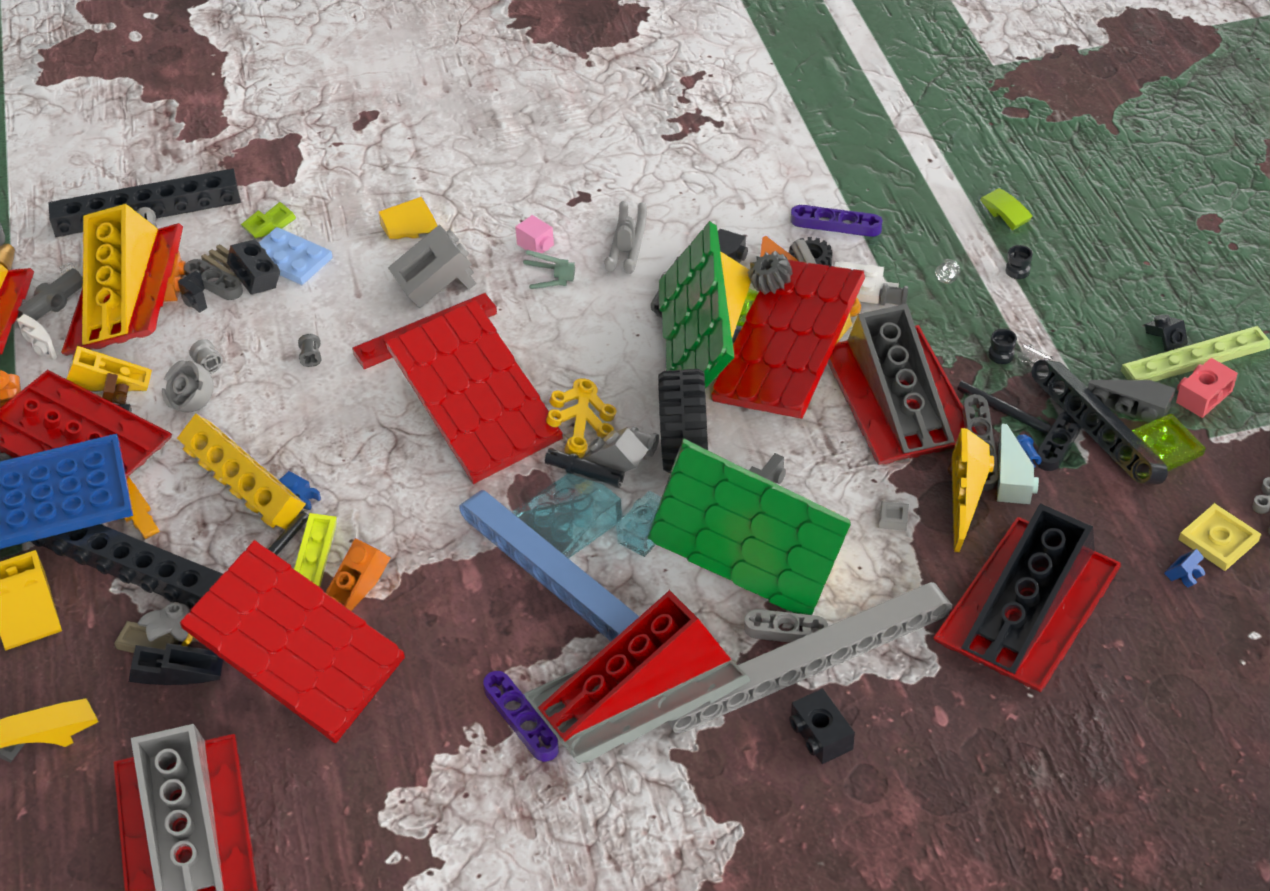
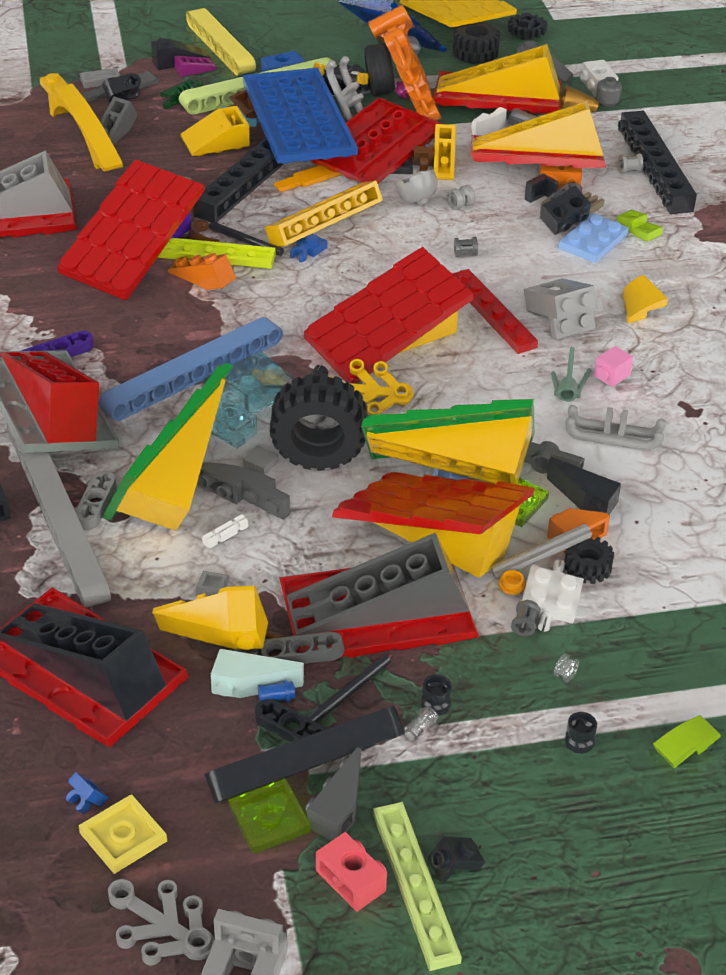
camera: 90 degrees right, 5 degrees down
(770, 272) = (502, 475): dark grey gear -> none
(870, 223) = (661, 590): dark purple beam -> none

